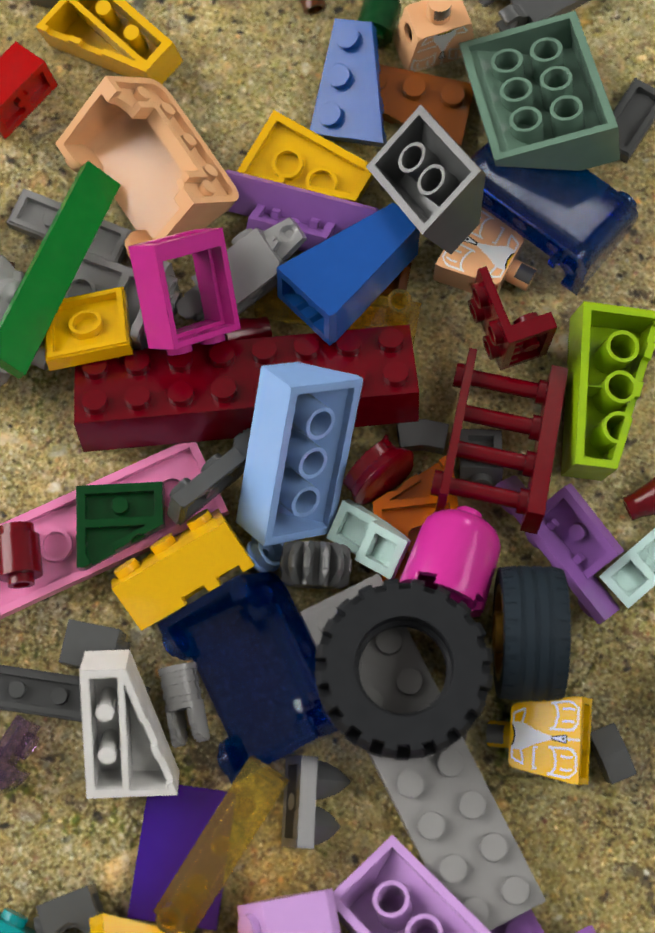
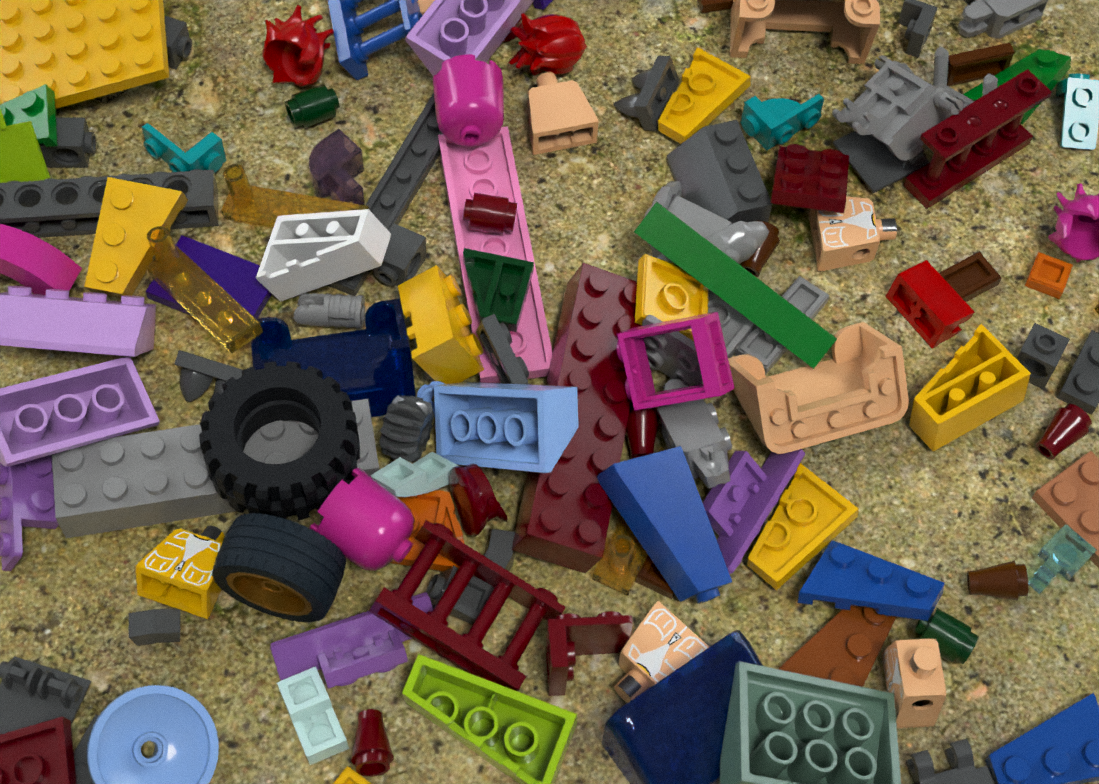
camera: 100 degrees right, 15 degrees down
(60, 793) = (263, 205): none -> clear yellow piece
(431, 180) = (734, 600): dark grey slope -> none

